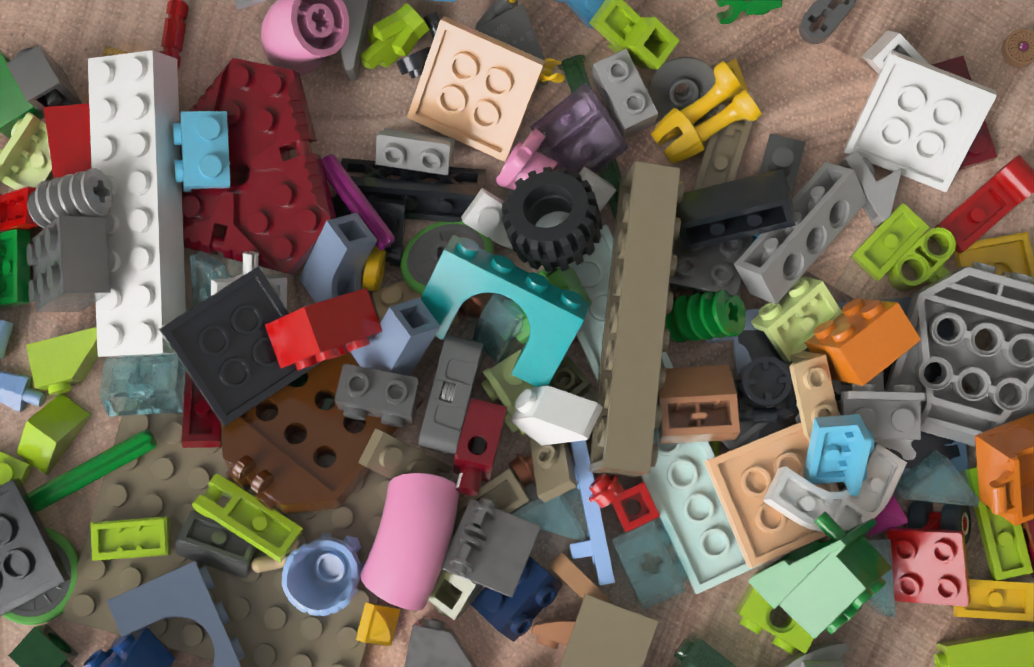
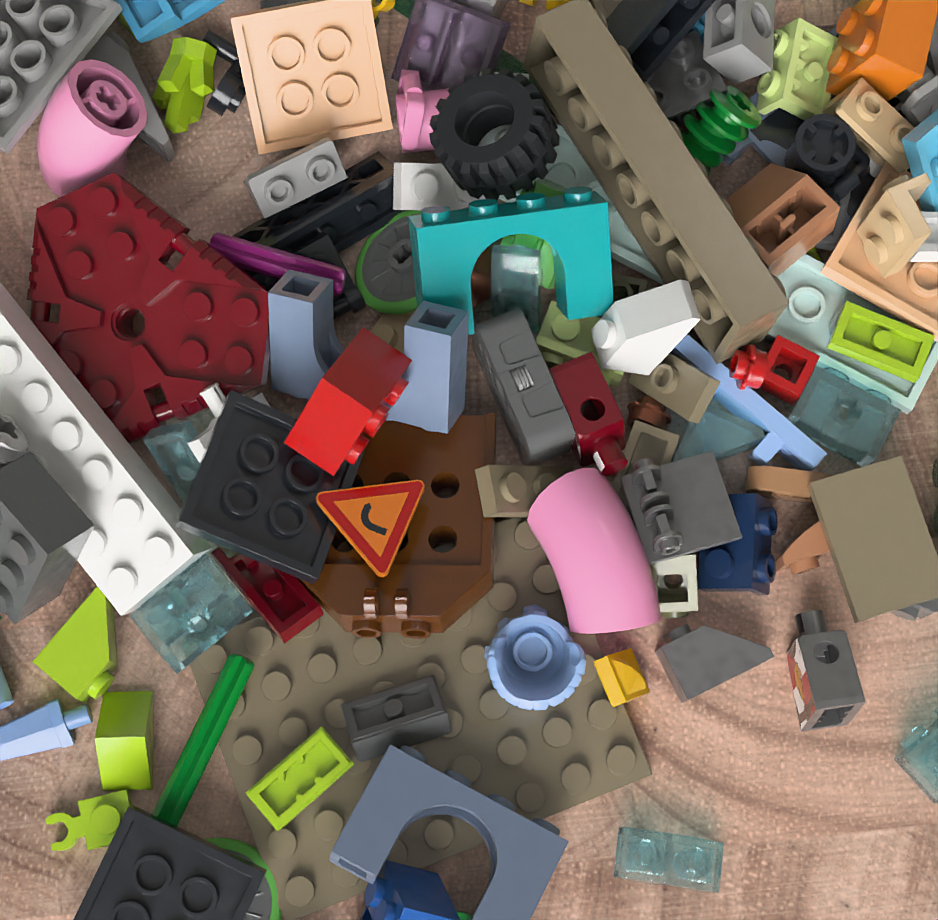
camera: 45 degrees left, 5 degrees down
(204, 150) = (76, 321): medium azure bracket -> none
(248, 518) = (408, 663): lime plate -> none
(267, 563) = (470, 690): tan piece -> none
(287, 413) = (373, 518): none -> piece
(374, 269) = (343, 321): yellow tile -> none
(377, 394) = (453, 434): dark grey bracket -> none
(707, 536) = (880, 342): none -> lime plate
(763, 469) = (895, 225): none -> tan bracket

